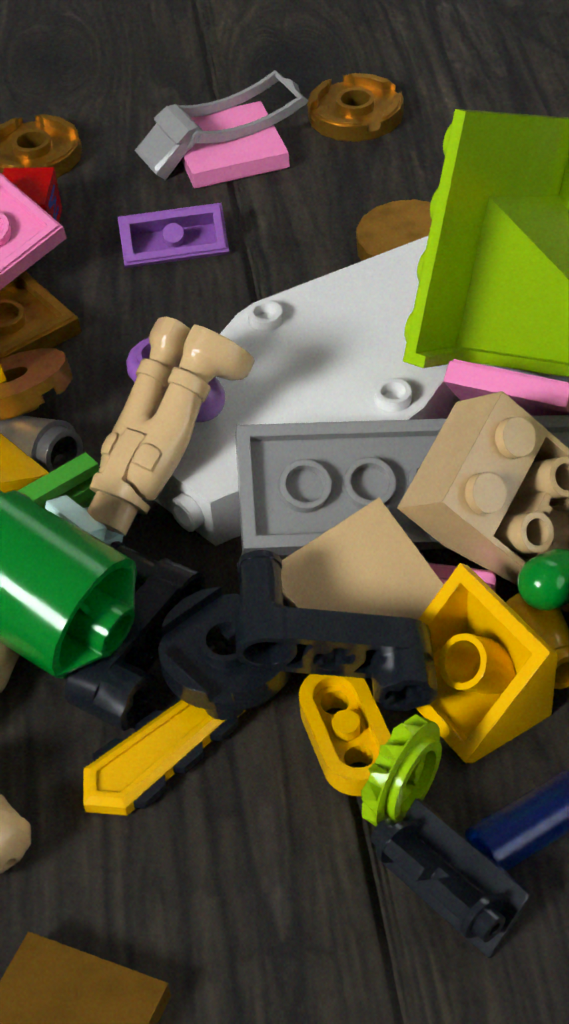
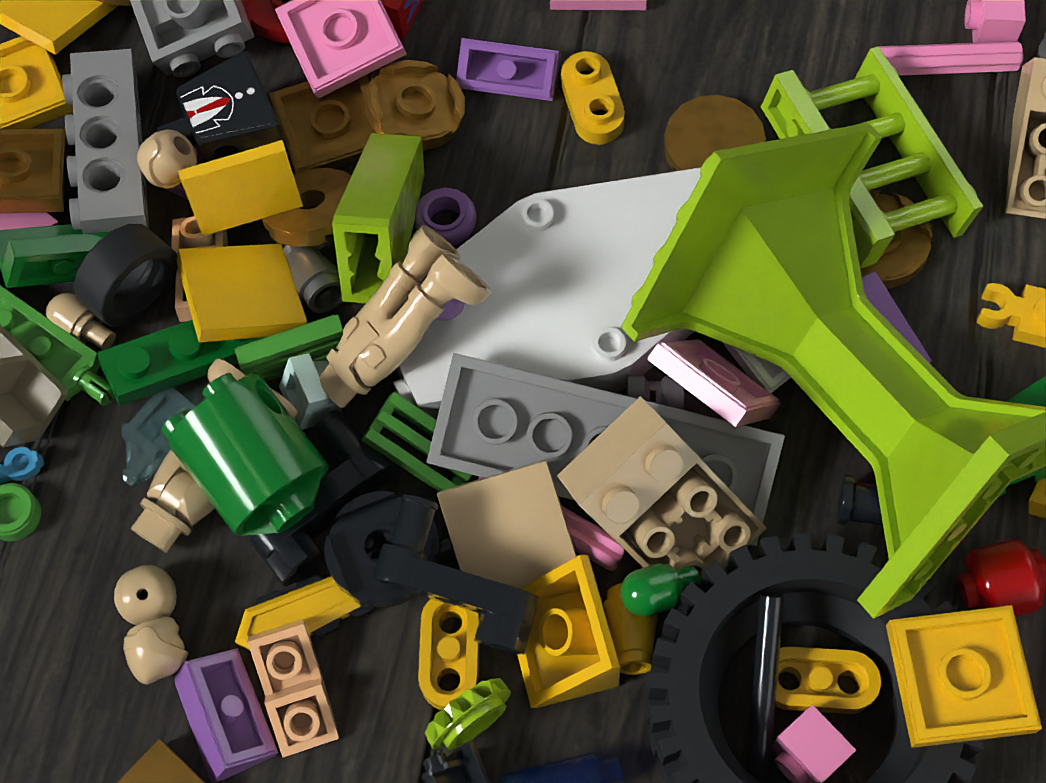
camera: 20 degrees right, 20 degrees up
(89, 284) = (415, 101): none -> pearl gold tile
(97, 887) = (224, 714): none -> medium lavender slope
(99, 357) = (377, 213): none -> lime slope
(175, 827) = (293, 687): none -> light nougat slope
(209, 528) = (398, 455): none -> bright green tile
(270, 237) = (592, 93): none -> yellow plate

